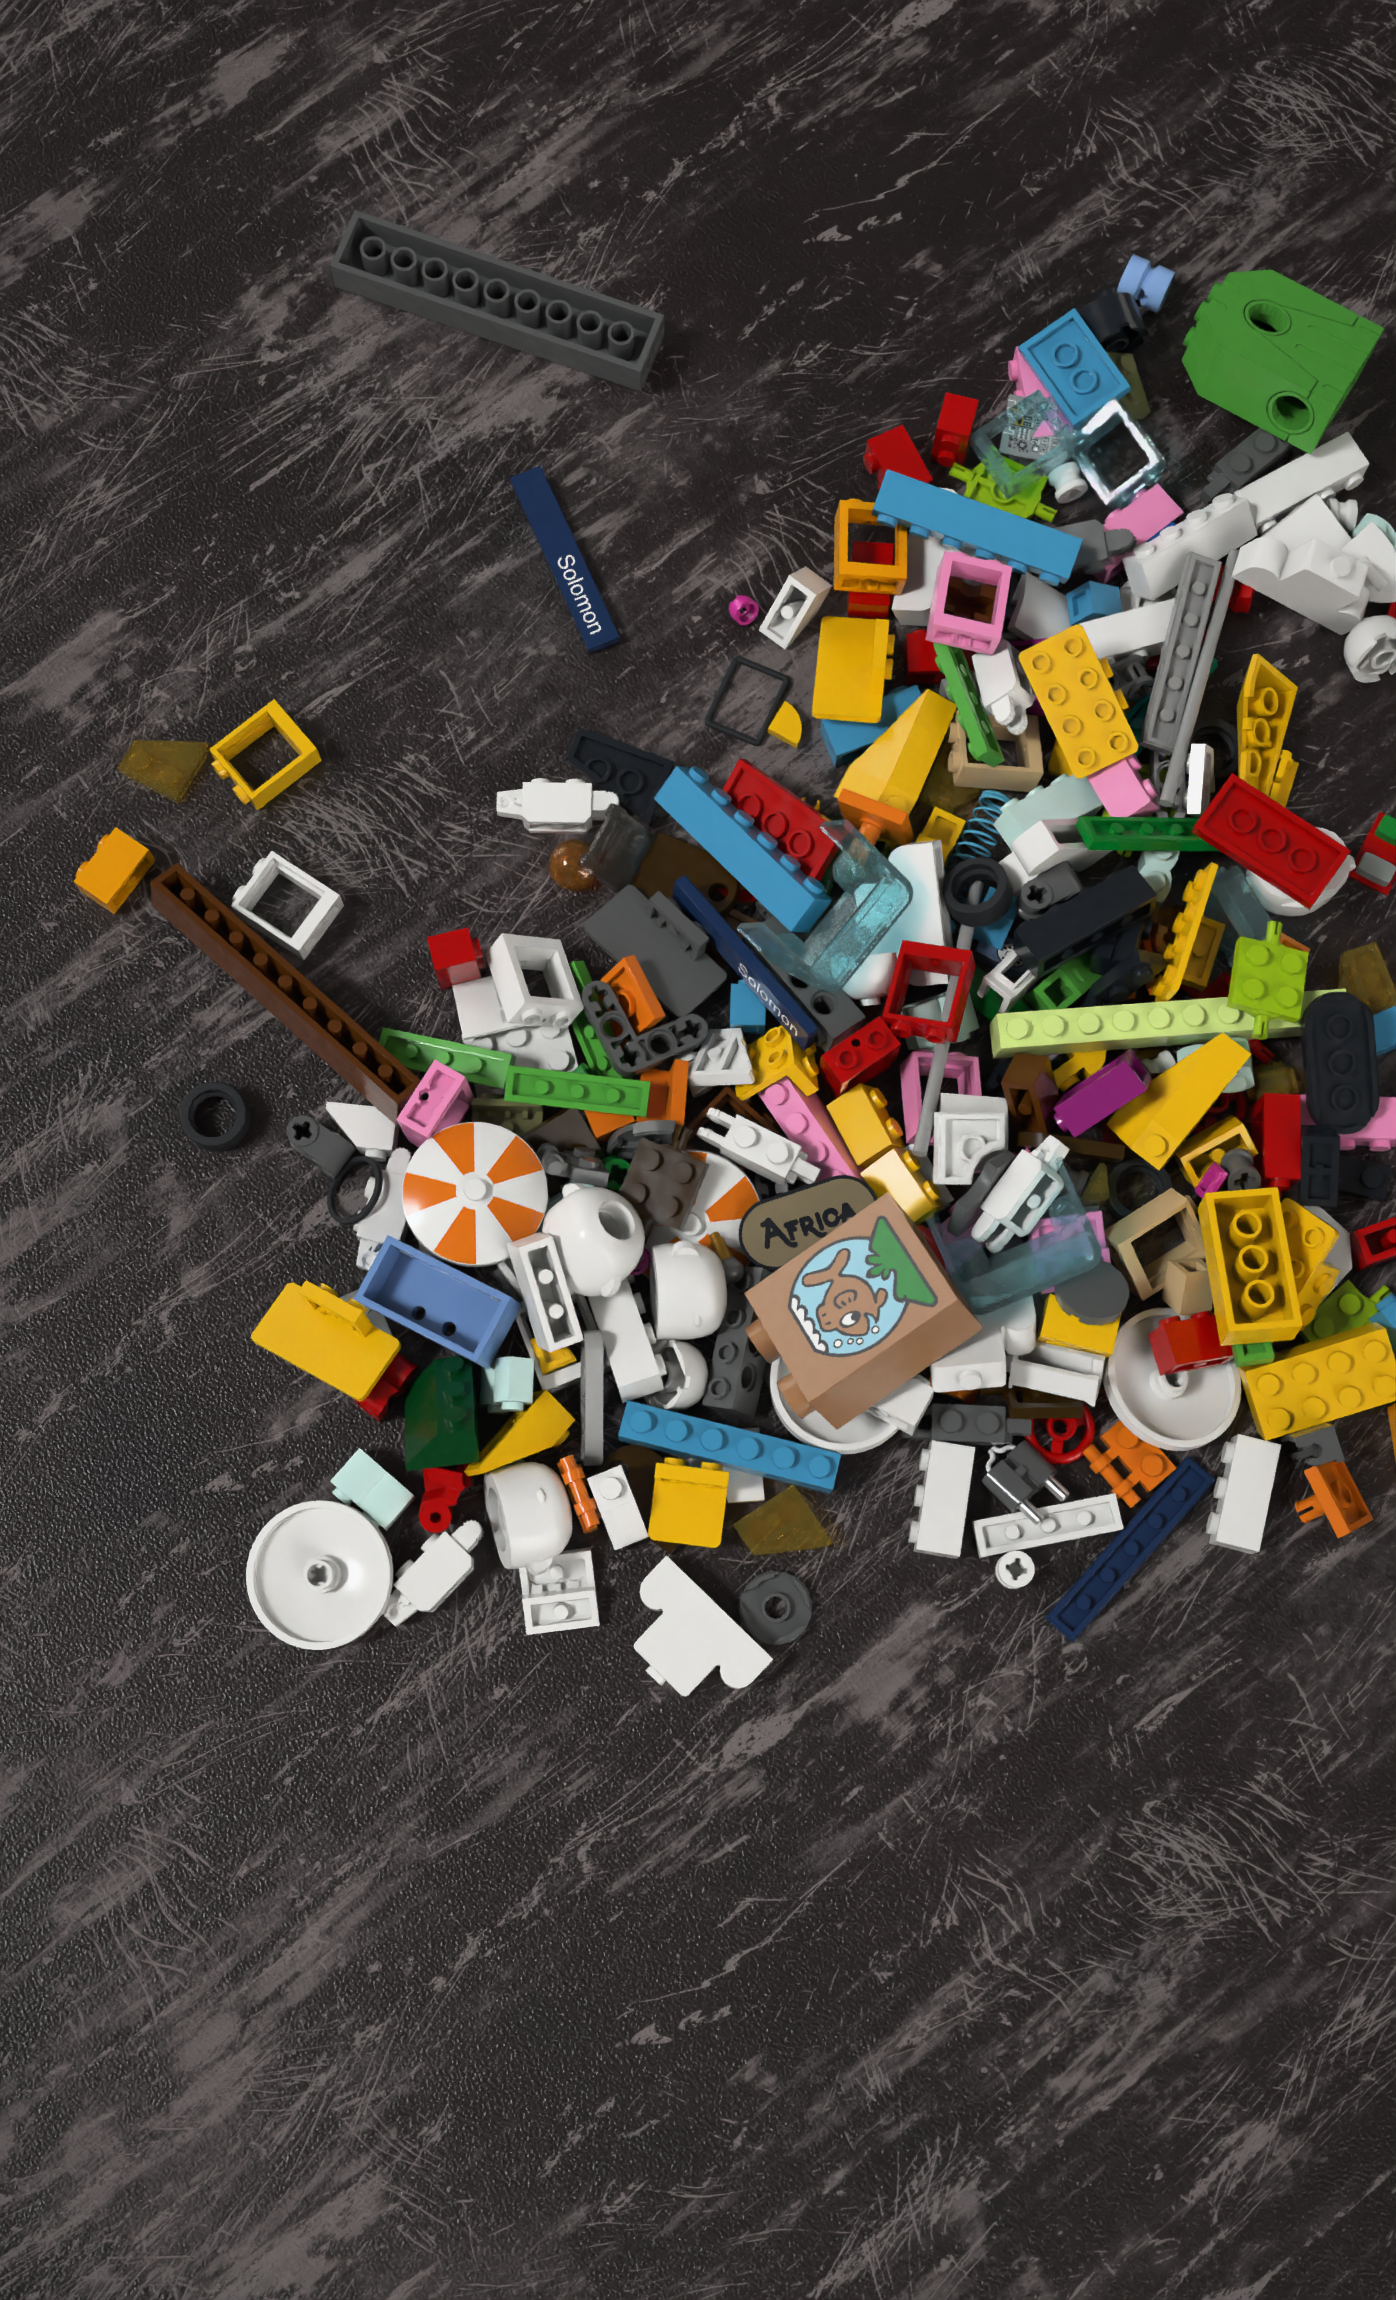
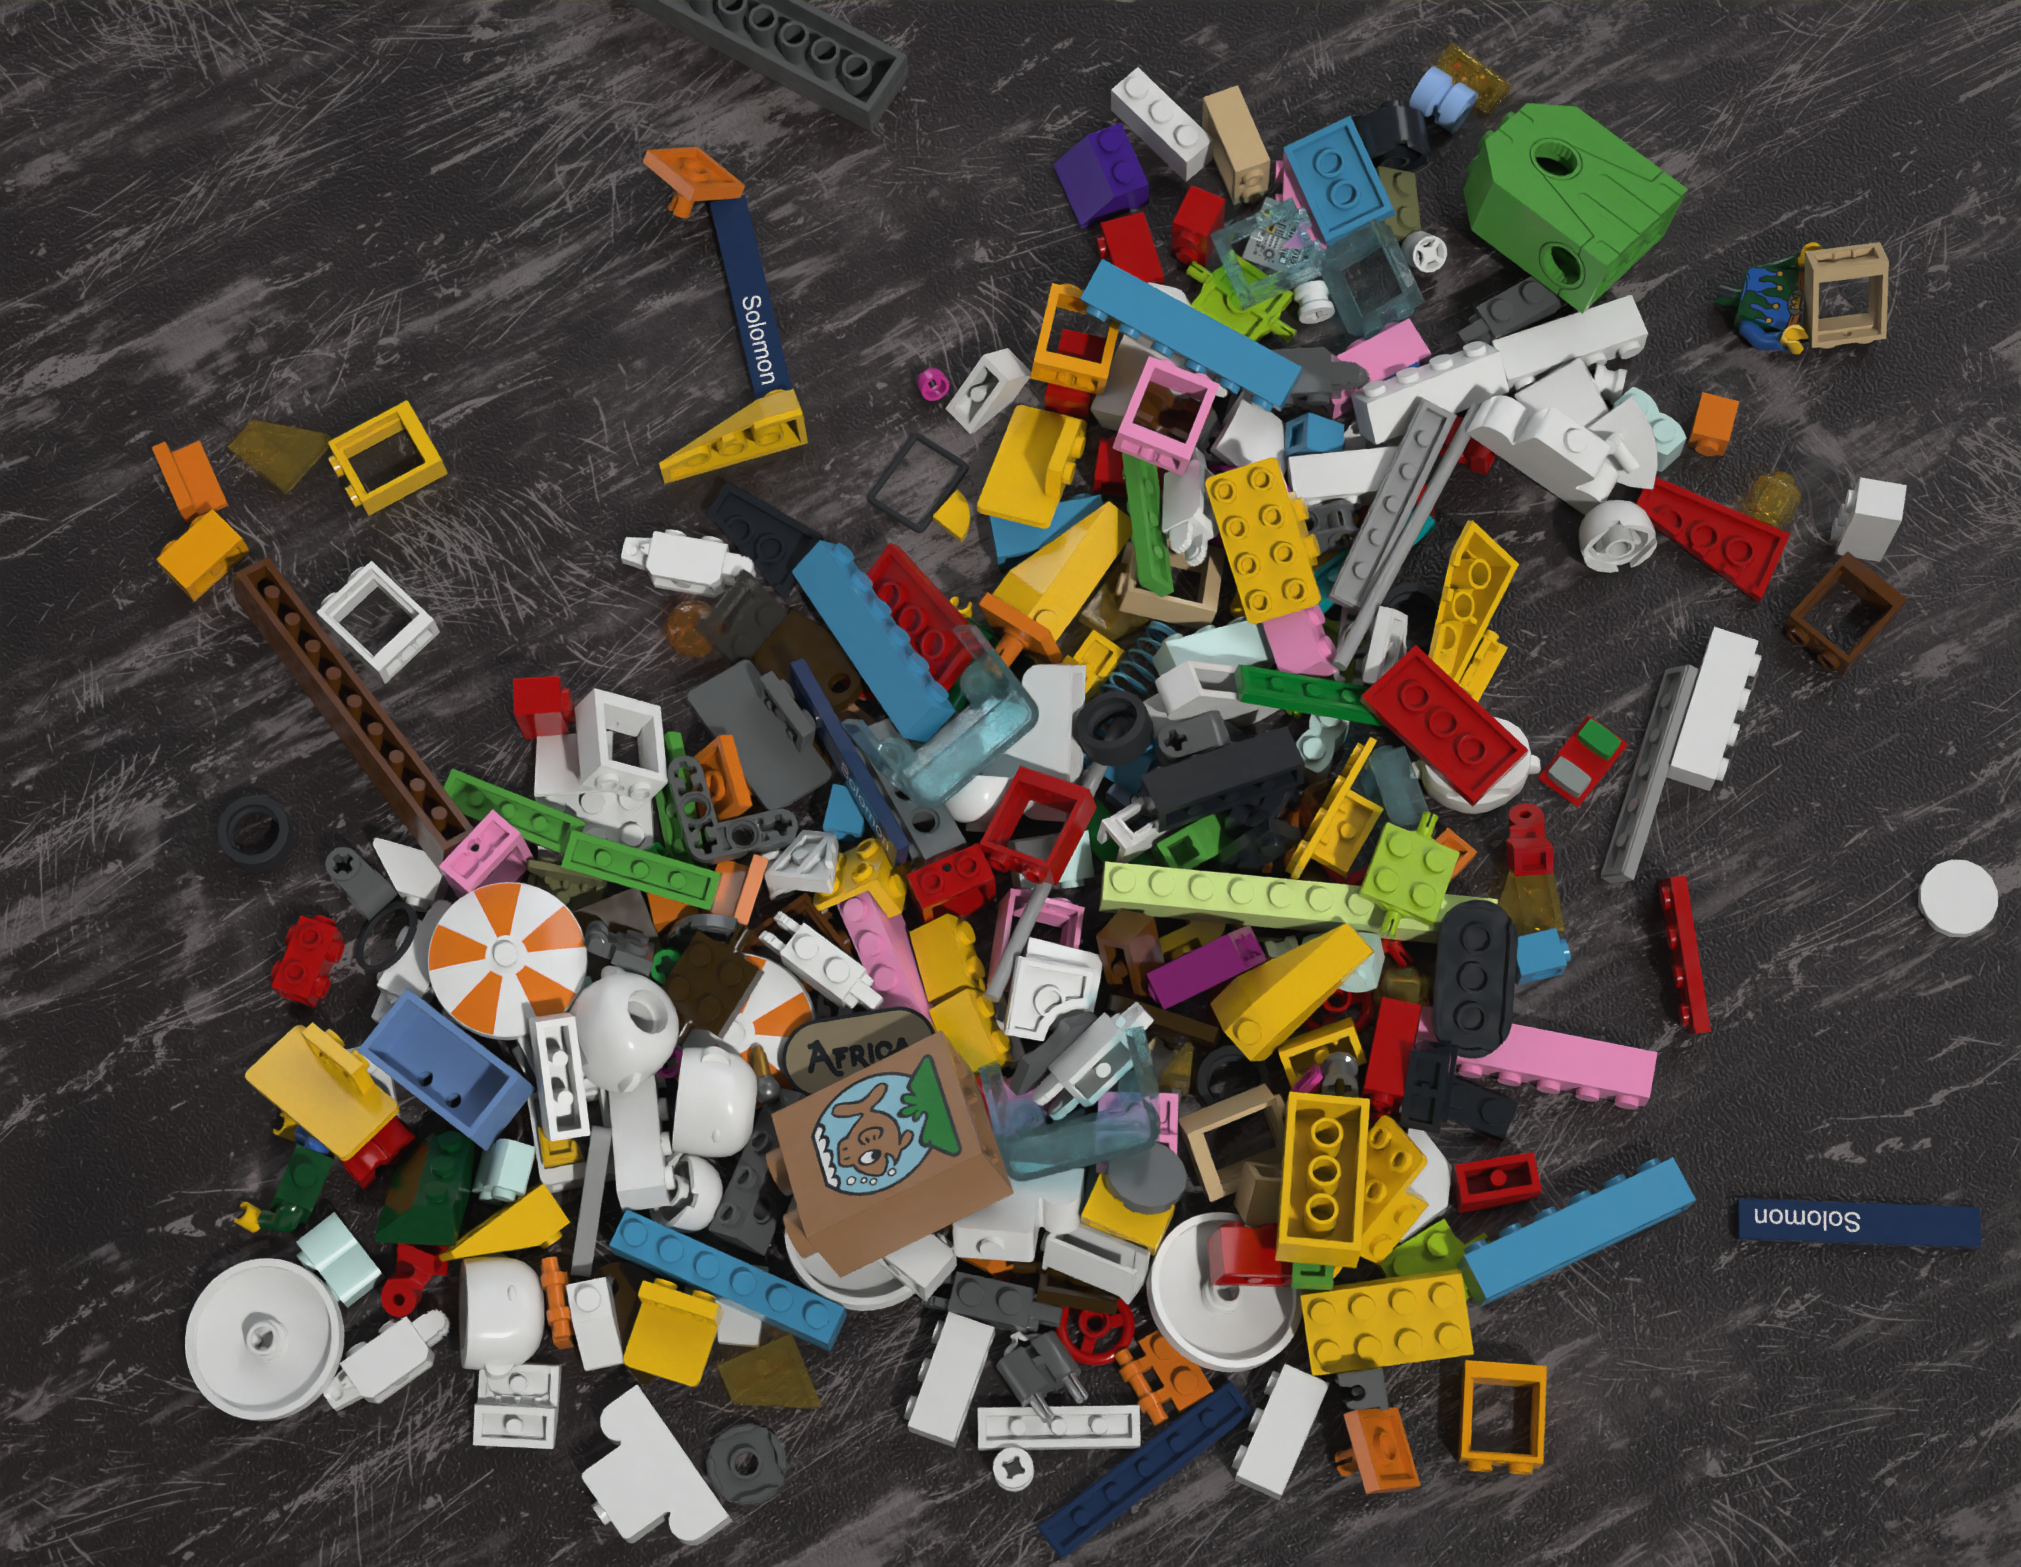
camera: 15 degrees right, 5 degrees down
(88, 804) = (190, 479): none -> orange panel
(287, 1222) = (308, 960): none -> red brick
(322, 1429) = (298, 1187): none -> dark green torso
(492, 455) = (693, 177): none -> orange tile
(596, 675) = (753, 432): none -> yellow wedge
(857, 399) = (1102, 176): none -> dark purple slope
(901, 344) = (1162, 124): none -> white brick
(973, 351) = (1236, 145): none -> tan window
(1162, 254) = (1476, 75): none -> clear yellow slope
(1162, 416) = (1432, 255): none -> white wheel
(1356, 939) = (1527, 847): none -> red leg

